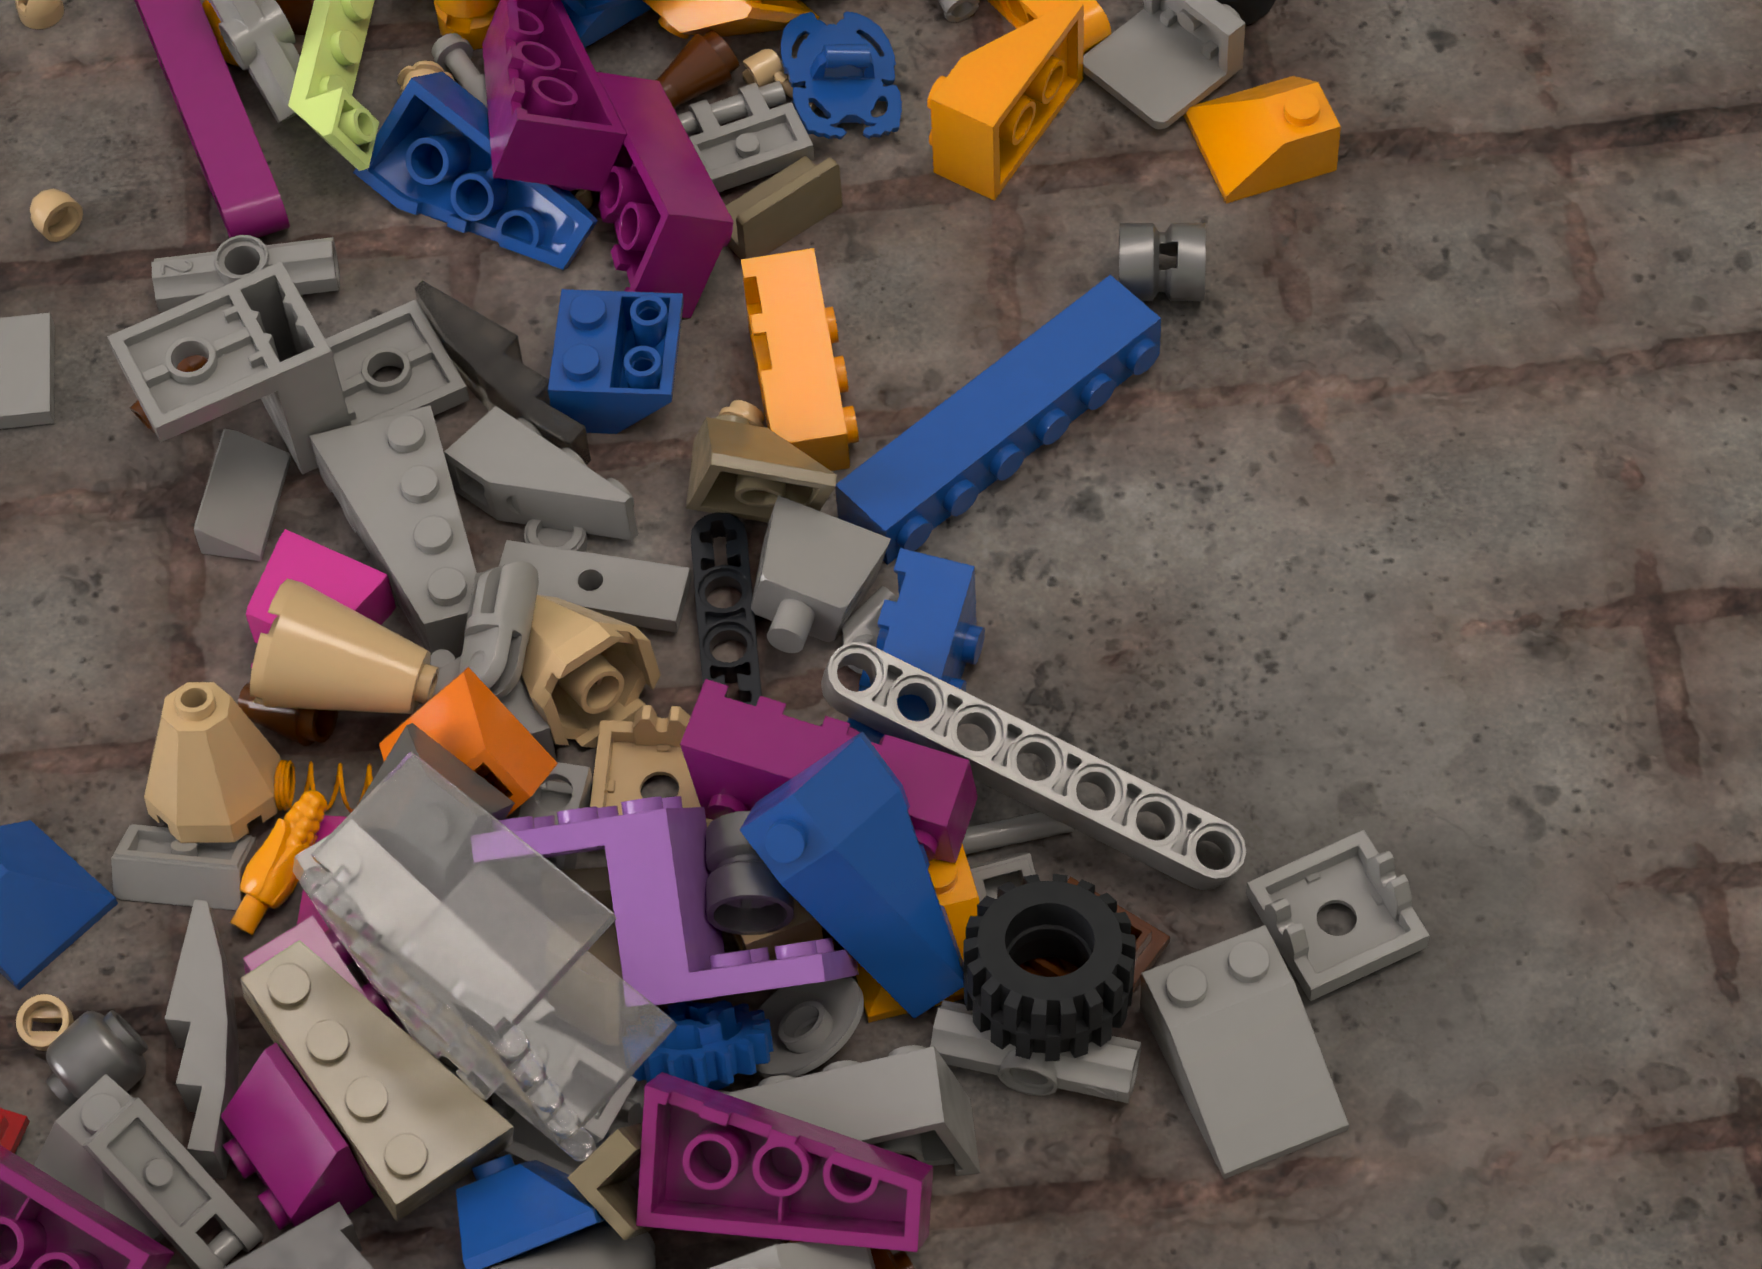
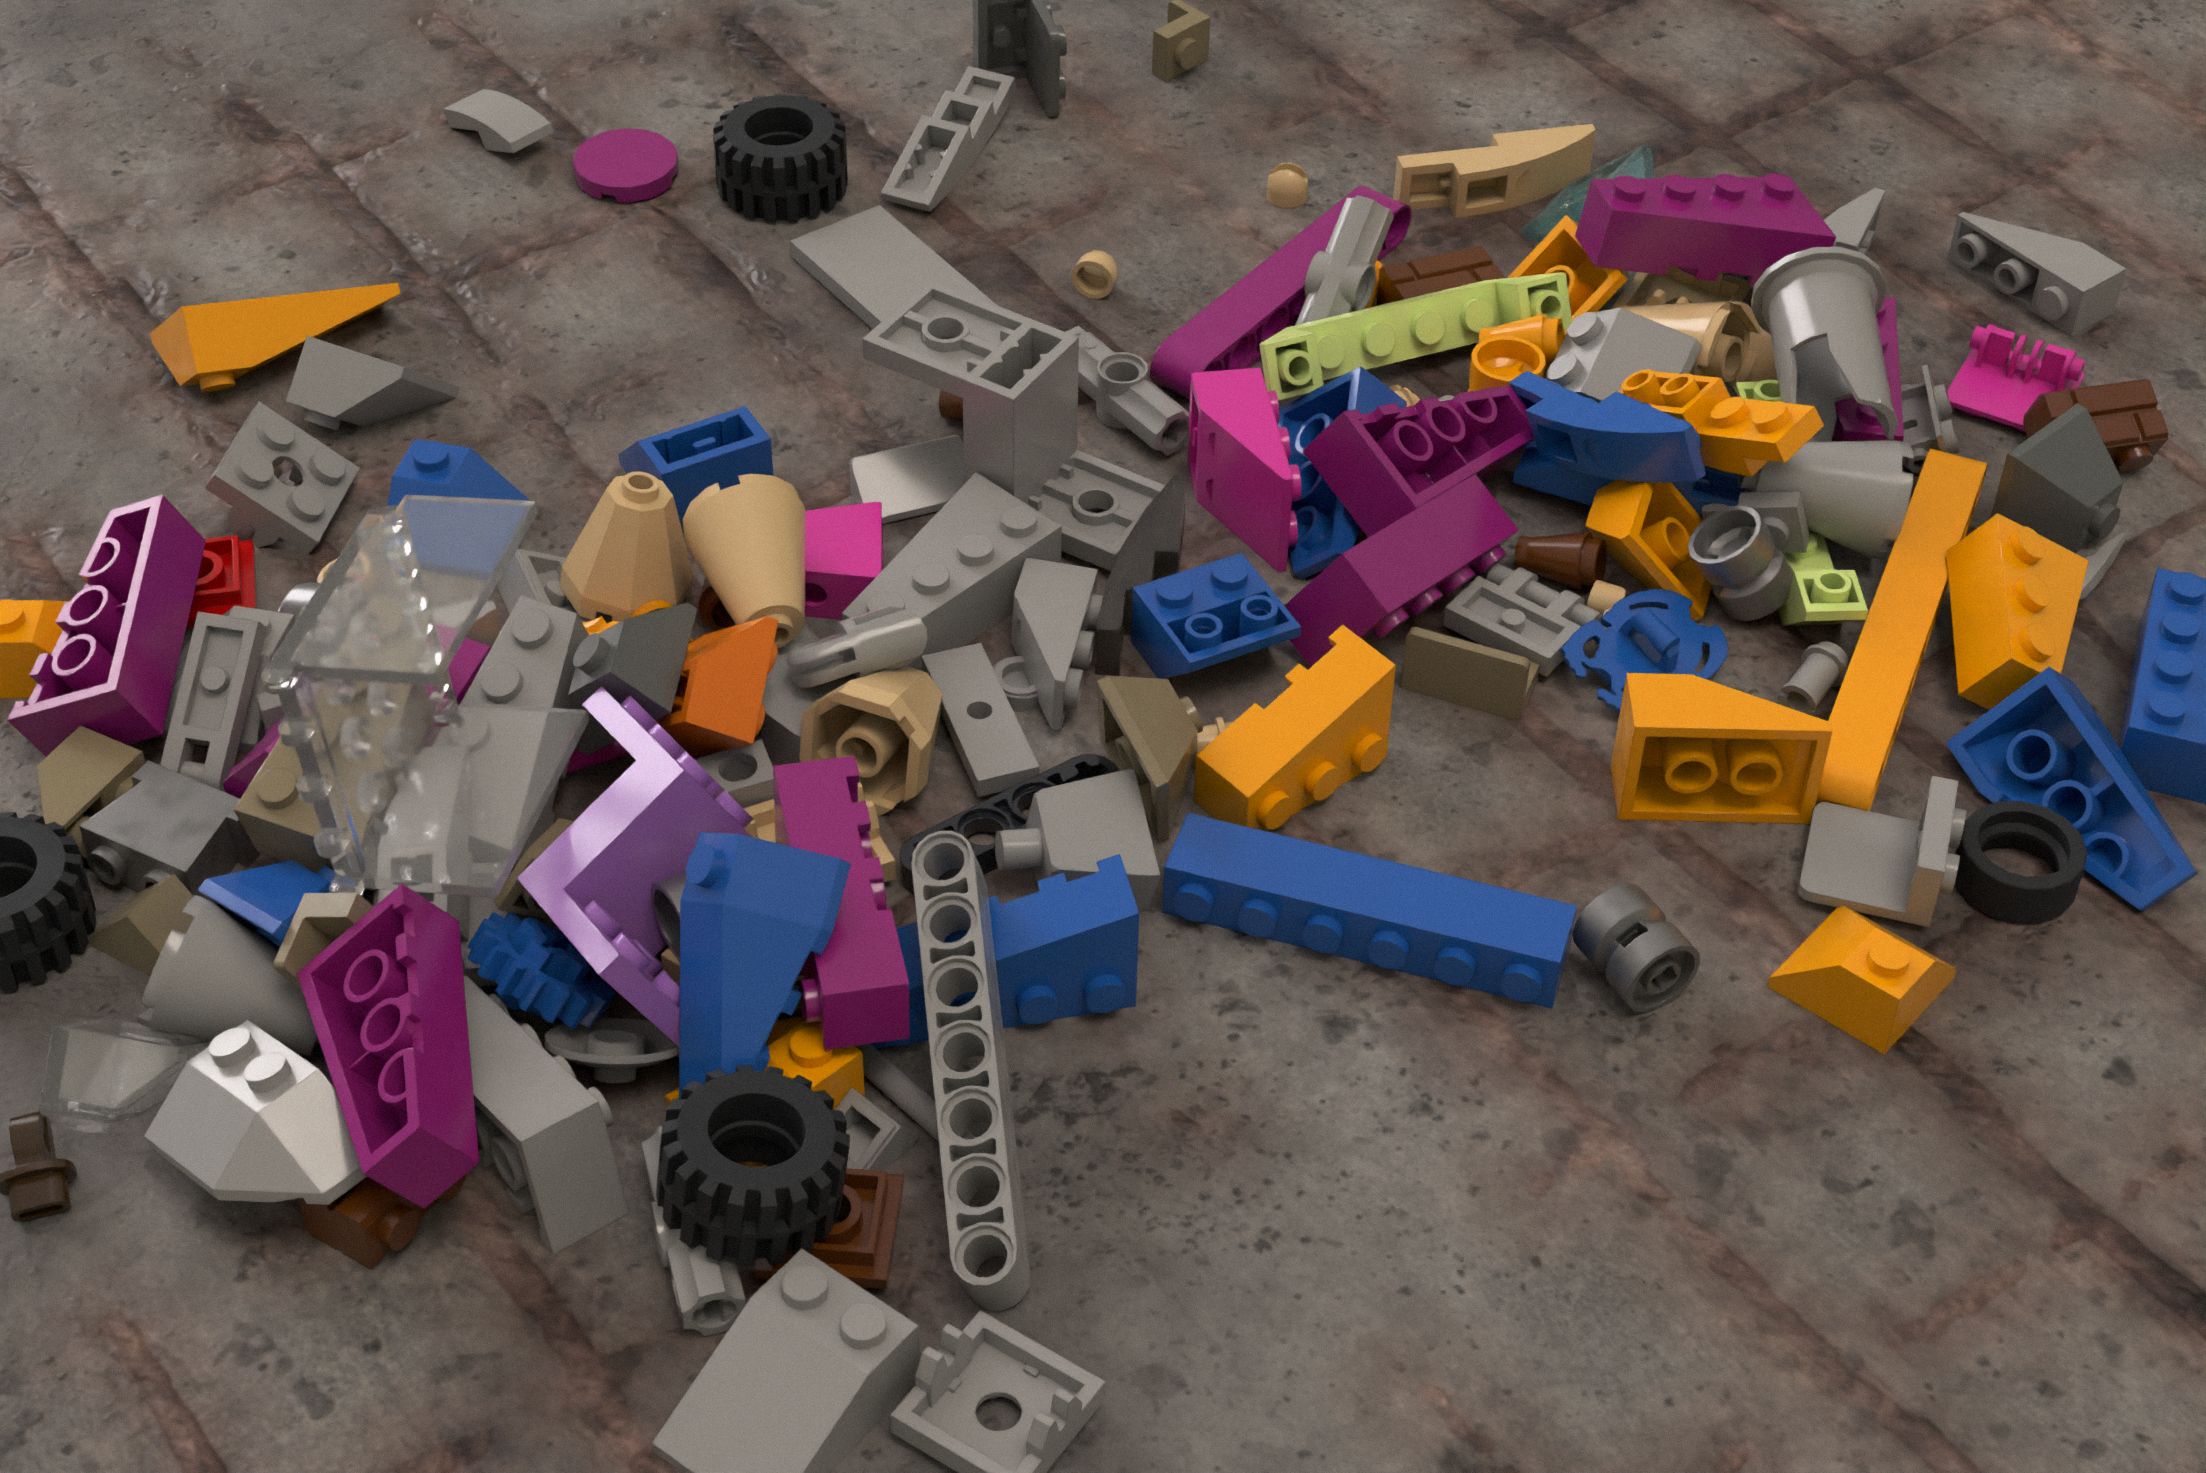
camera: 55 degrees right, 15 degrees down
(98, 653) = (703, 455): none -> blue slope
(439, 229) = (1242, 460): none -> dark pink slope

